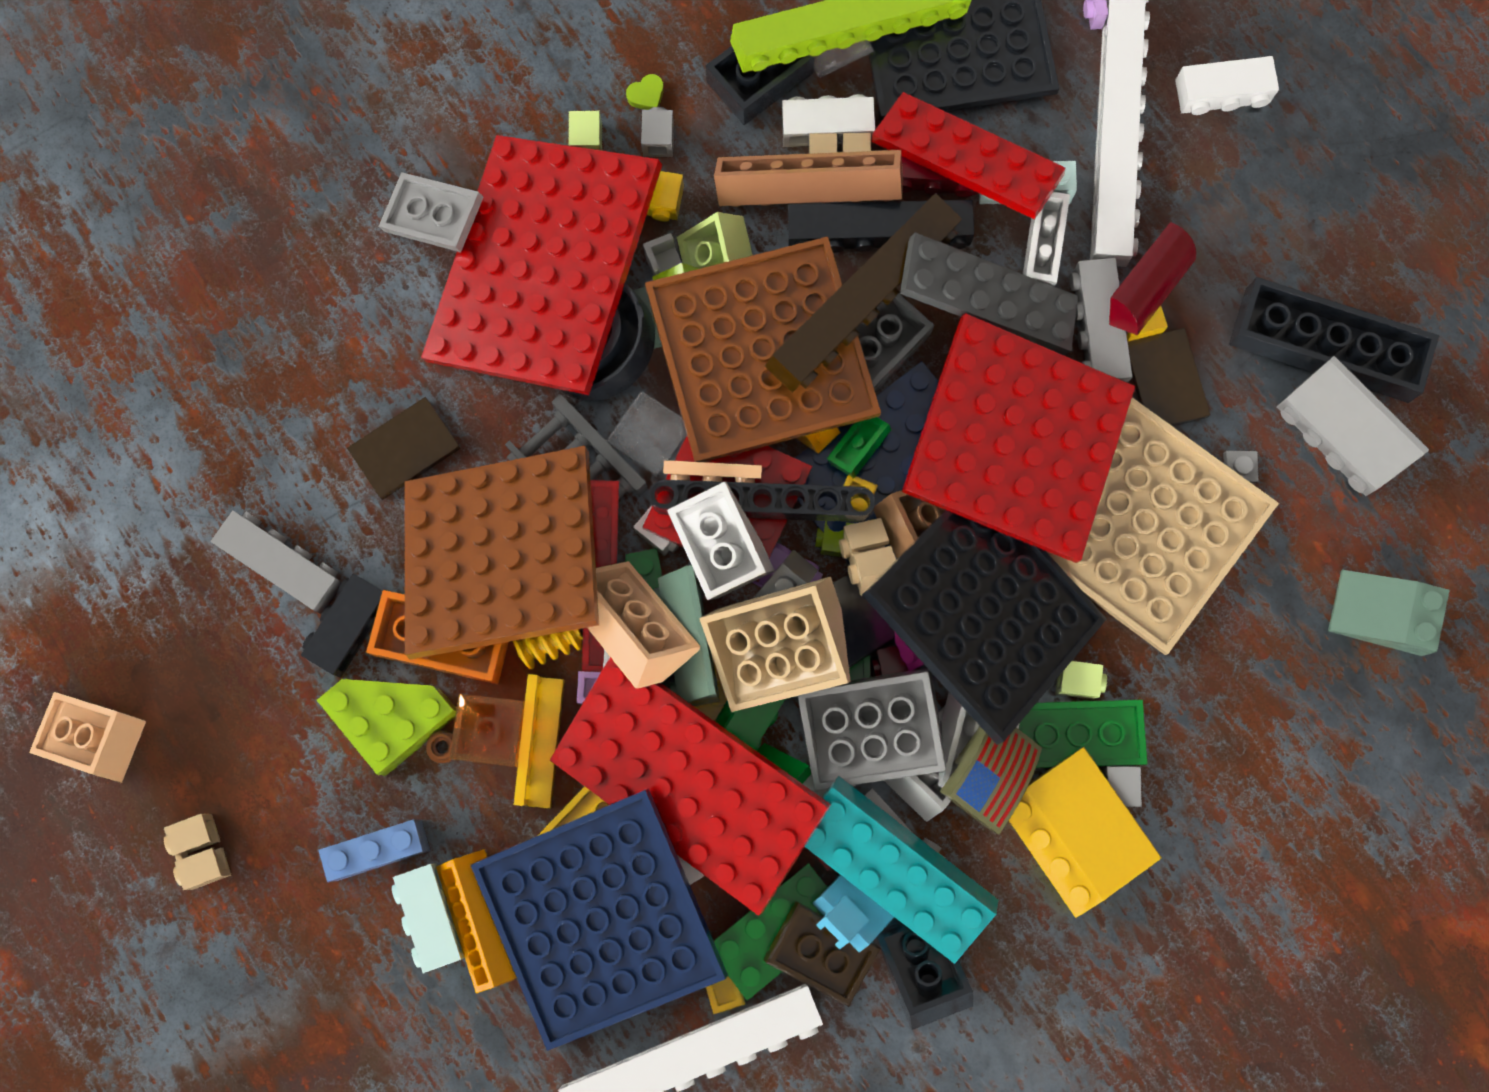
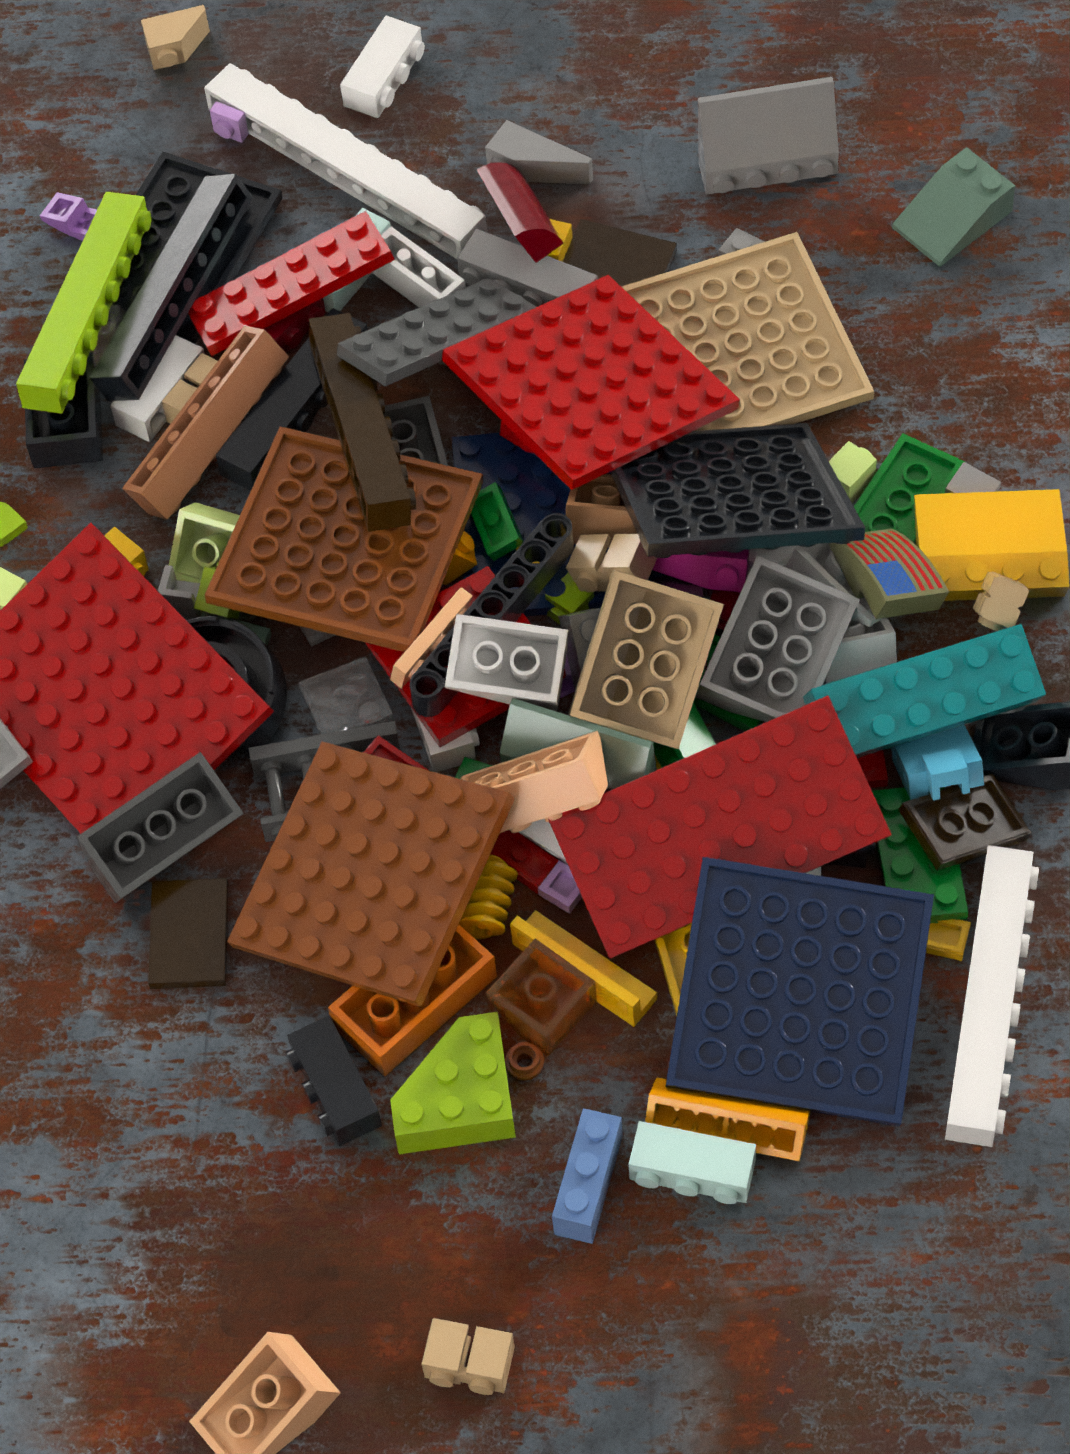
camera: 55 degrees left, 20 degrees down
(276, 561) = (218, 1111): light grey brick -> none
(455, 378) = (158, 827): none -> dark grey slope
(657, 132) = (49, 529): light grey brick -> none
(909, 72) = (171, 288): none -> black brick
(1018, 878) = (1000, 601): none -> tan brick
(1217, 255) = (538, 156): none -> light grey slope
(1312, 330) = (662, 120): black brick -> none

